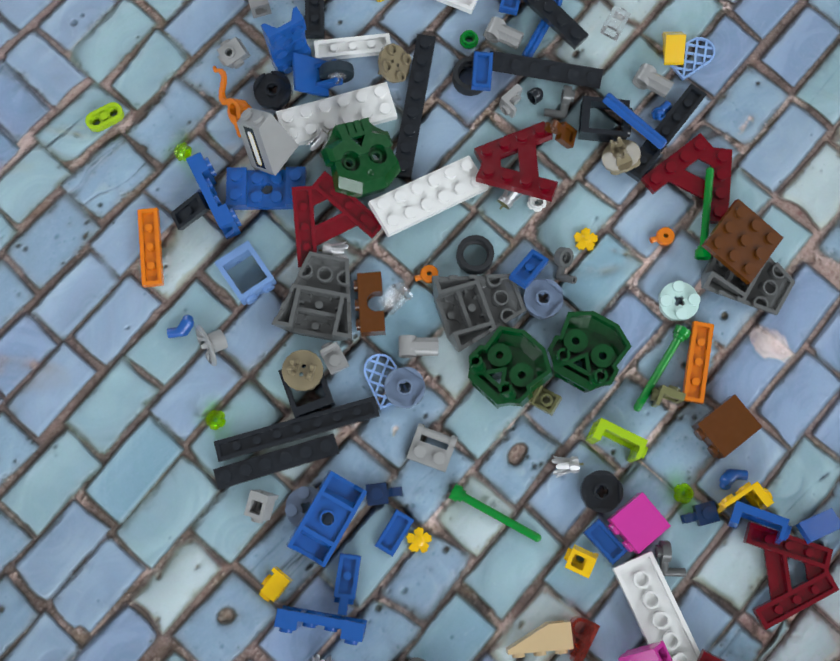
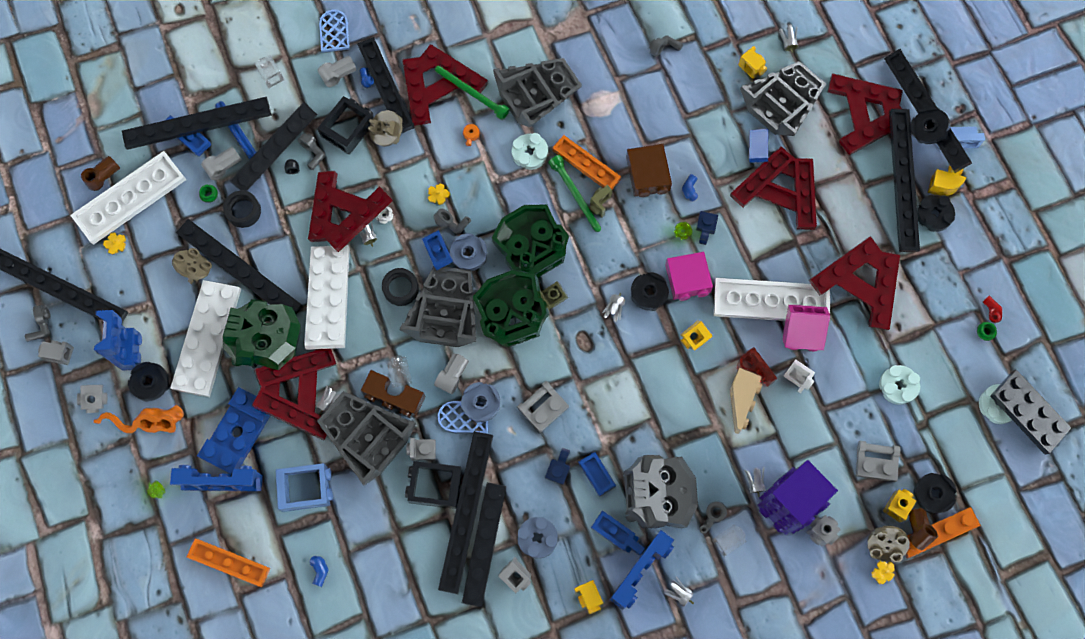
camera: 60 degrees left, 5 degrees down
(104, 115) = (76, 546): lime plate -> none
(190, 211) = (218, 507): black plate -> none
(210, 419) = (413, 579): clear neon green plate -> none
(213, 342) = (349, 547): light grey wheel -> none
(265, 140) = (195, 407): light grey slope -> none
(311, 373) = (412, 485): dark tan plate -> none
(318, 75) = (161, 335): blue plate -> none
(318, 539) = (566, 541): blue piece -> none
(322, 137) = (221, 359): flat silver piece -> none
(351, 46) = (152, 293): white plate -> none
(414, 618) = (676, 491): none -> dark grey brick
(419, 540) = (613, 457): yellow plant -> none
(423, 274) = (393, 338): orange piece -> none
(459, 494) = (593, 404): green piece -> none
(482, 71) = (245, 196): blue tile -> none
(510, 99) = (285, 192): light grey bracket -> none
(564, 133) = (338, 161): reddish brown plate -> none
(605, 541) = (690, 310): blue tile -> none
(619, 435) = (625, 244): lime panel -> none
(634, 120) = (363, 101): blue axle -> none
(664, 553) = (721, 269): dark grey plate -> none
(673, 48) = (318, 39): yellow slope -> none
(742, 241) = (510, 76): reddish brown plate -> none
(755, 495) = (713, 177): yellow bracket -> none
(761, 517) = (731, 181): blue window -> none

